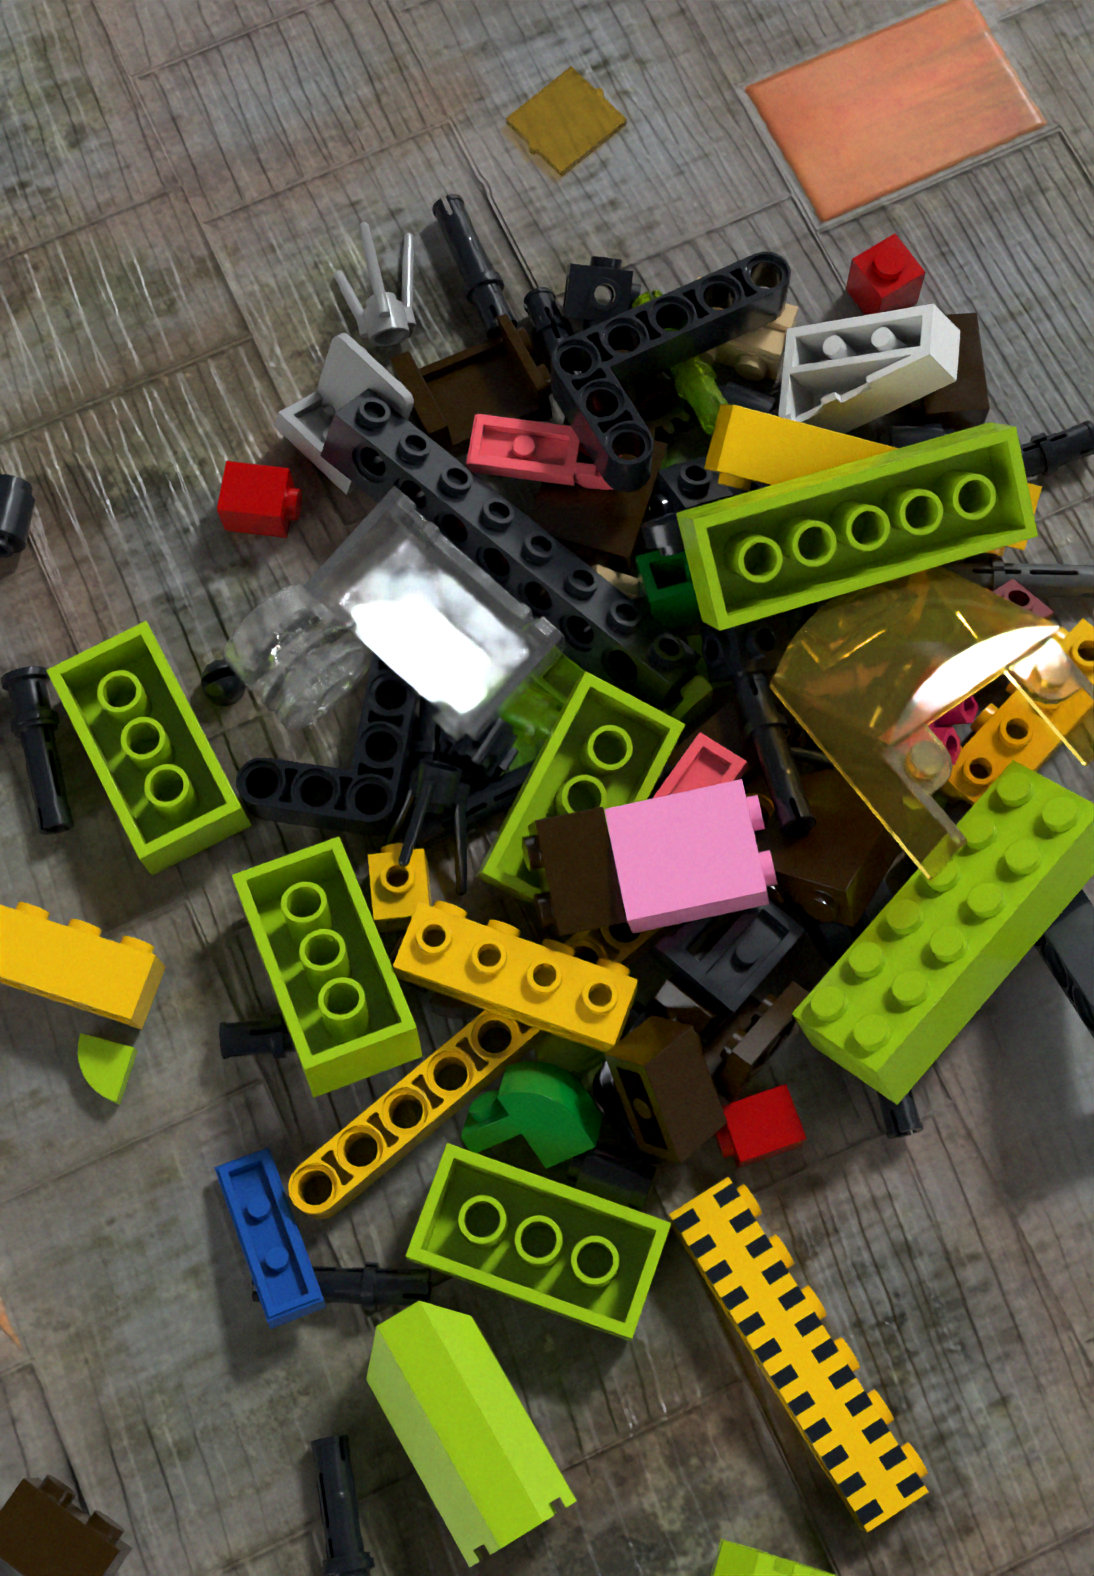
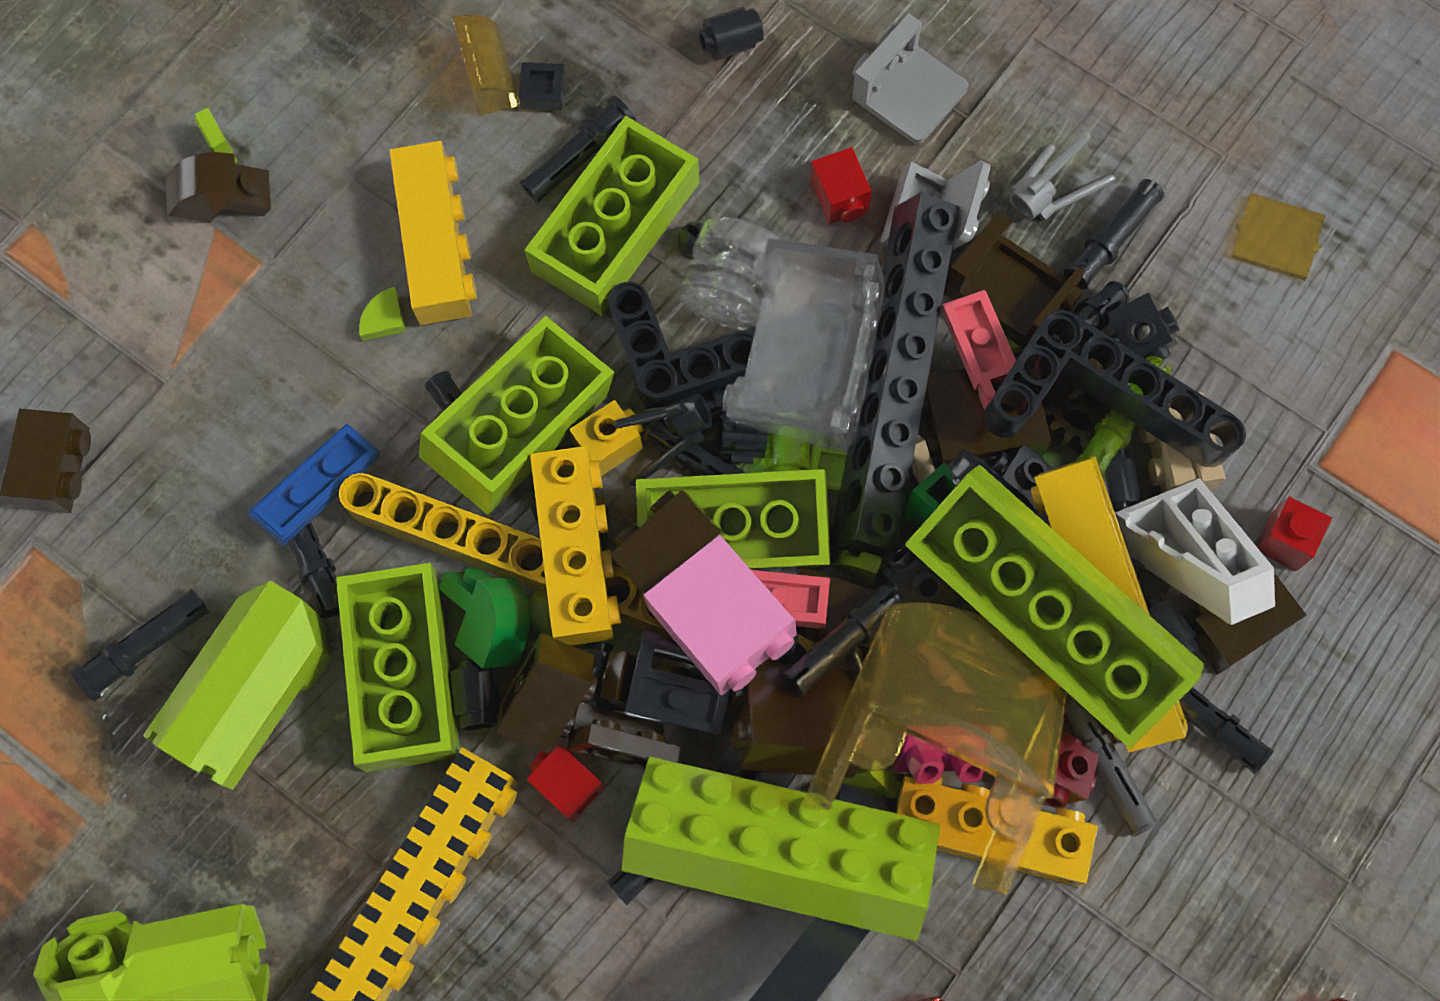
camera: 60 degrees right, 0 degrees up
(183, 370) = (906, 83): none -> light grey bracket

